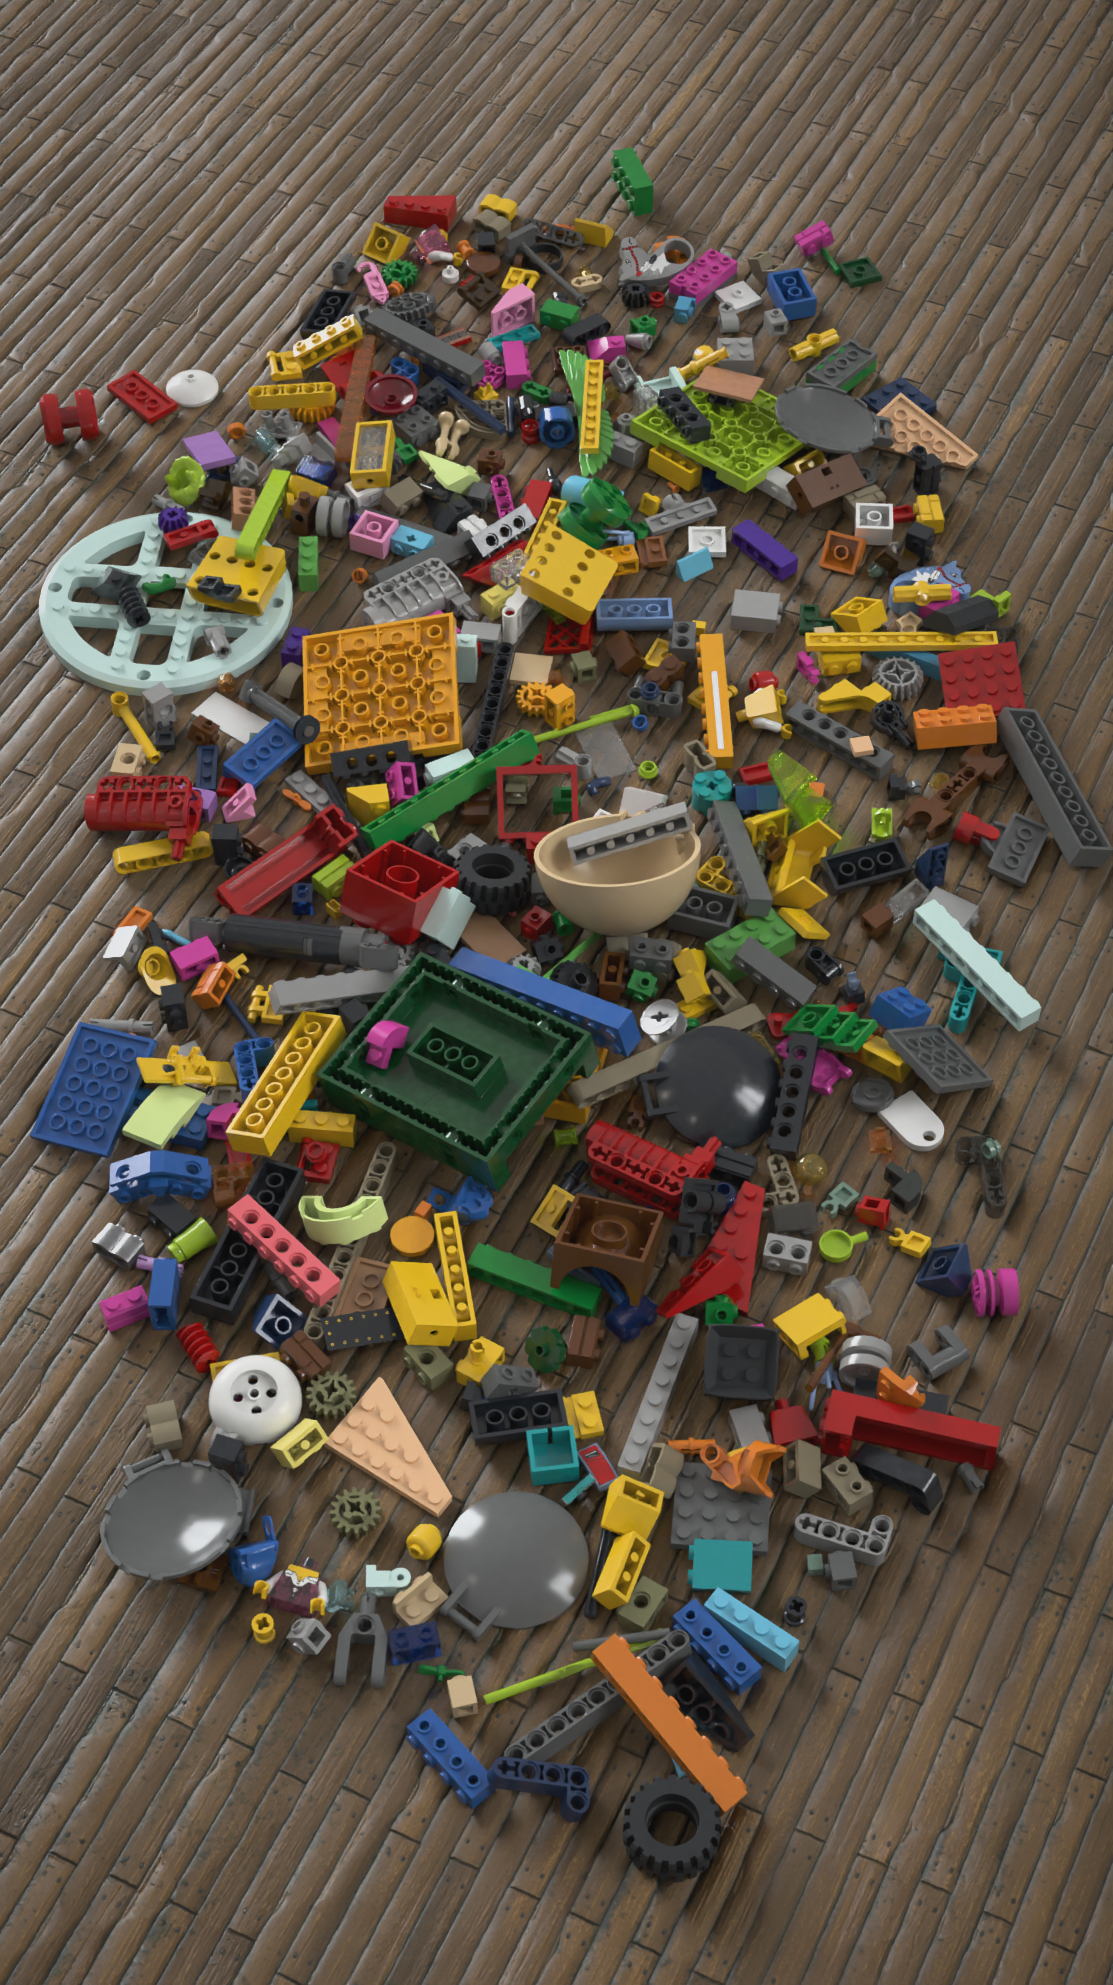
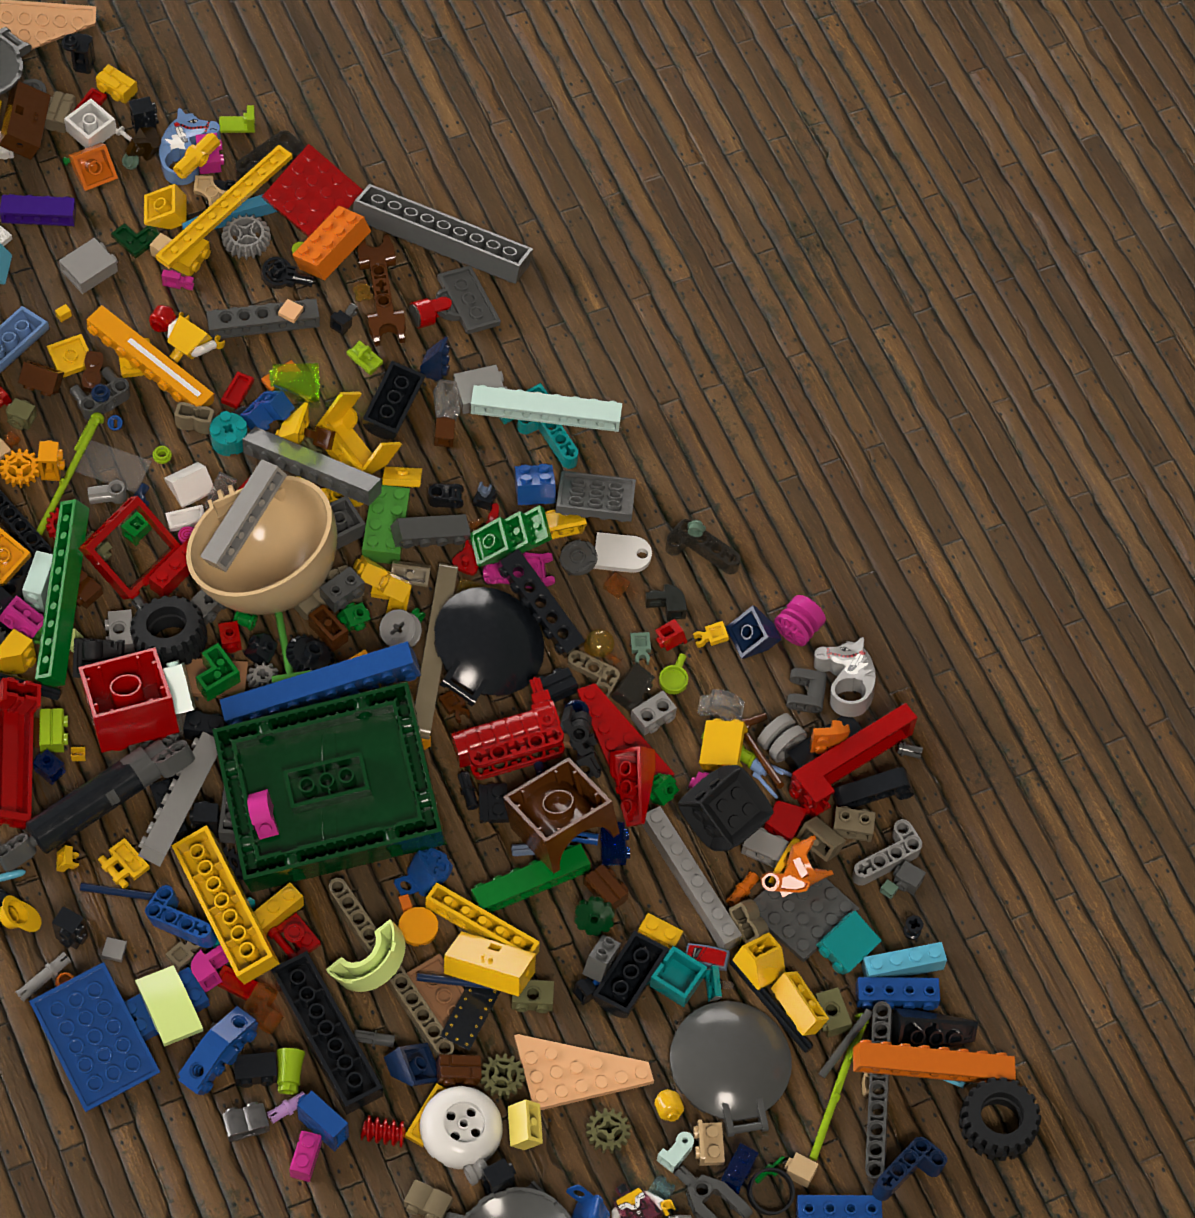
camera: 55 degrees left, 10 degrees up
(190, 1069) = (137, 965): yellow piece -> none
(194, 958) = (33, 880): dark pink brick -> none
(213, 985) = (72, 887): orange brick -> none
(247, 1211) = (377, 1009): coral brick -> none
(376, 1285) = (447, 980): none -> dark blue bar
(402, 1665) = (791, 1187): none -> black tyre
(480, 1358) = (564, 964): yellow brick -> none
(488, 936) = (220, 673): none -> green brick
(552, 1209) = (485, 821): yellow plate -> none
(558, 1134) = (434, 763): clear neon green bush -> none
(683, 640) = (76, 331): dark grey brick -> none
(847, 696) = (229, 279): yellow arch -> none
(962, 615) = (240, 150): black piece -> none
(994, 1372) = (854, 673): none -> light grey animal

